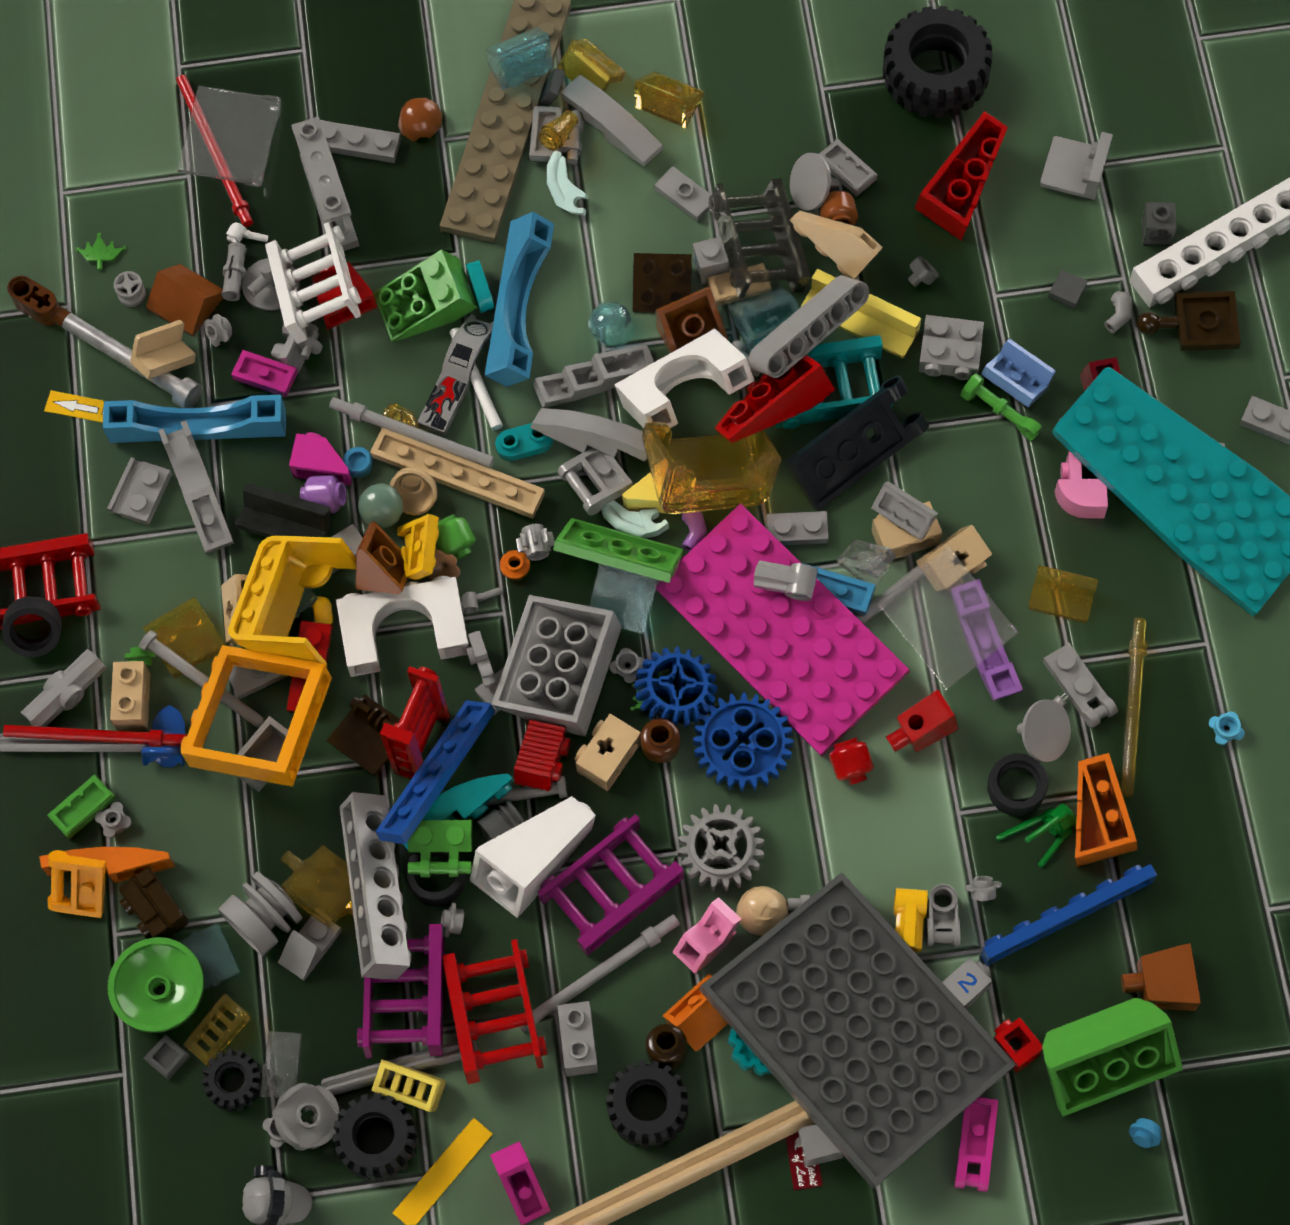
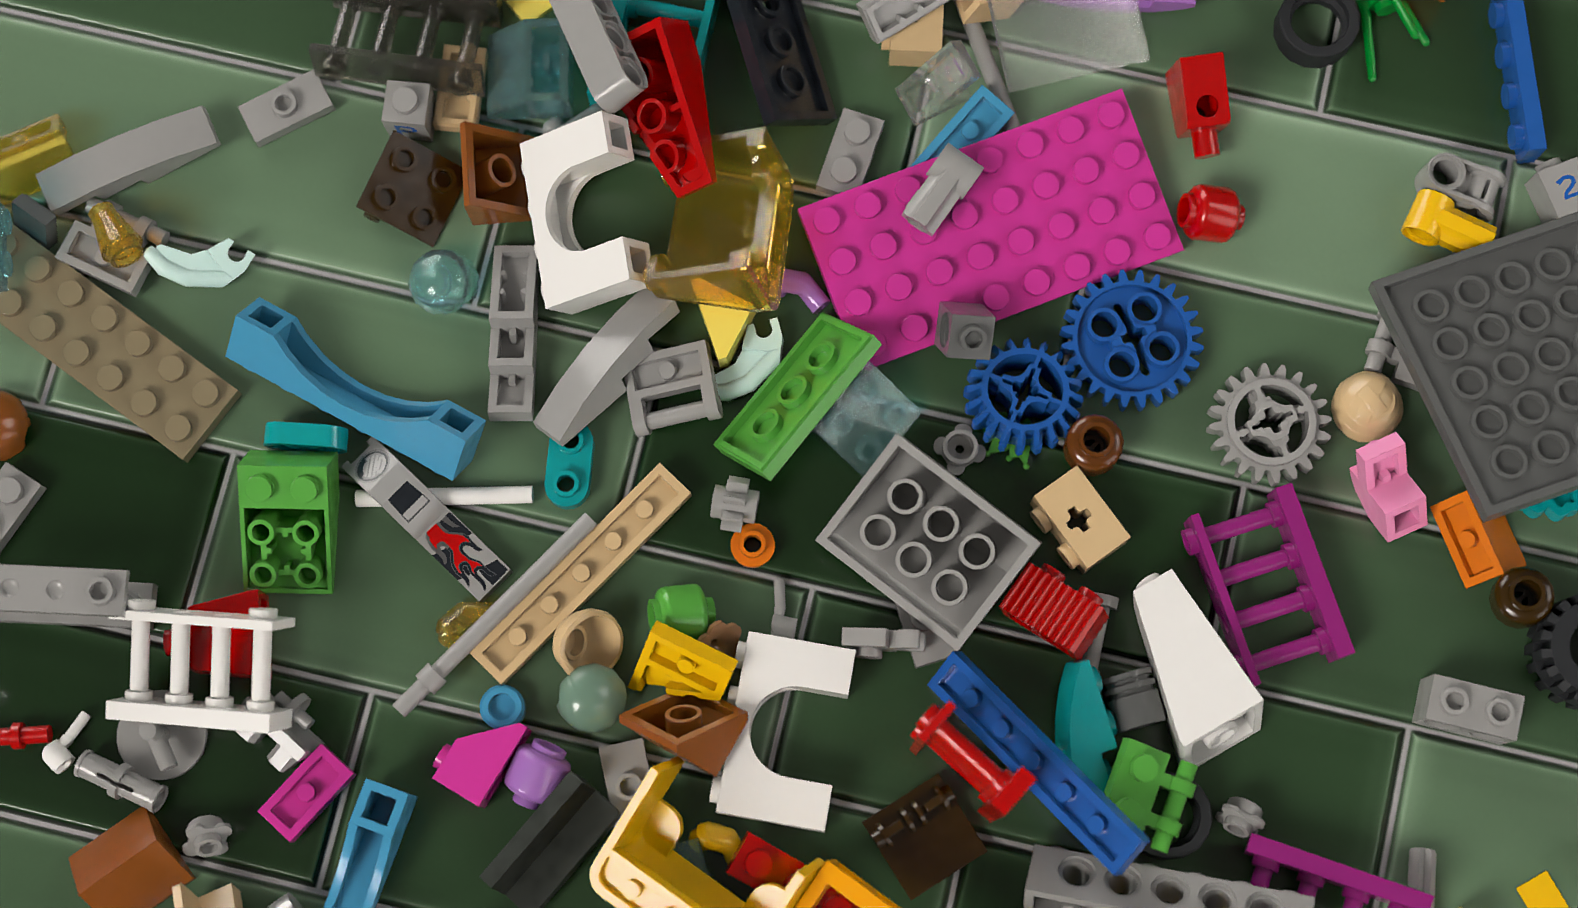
camera: 70 degrees left, 10 degrees up
(464, 1002) = (1415, 849): red fence -> none
(648, 938) = (1355, 565): light grey bar -> none
(667, 98) = (127, 72): clear yellow slope -> none
(700, 630) = (964, 330): none -> dark grey brick
(983, 888) = (1440, 121): light grey plate -> none

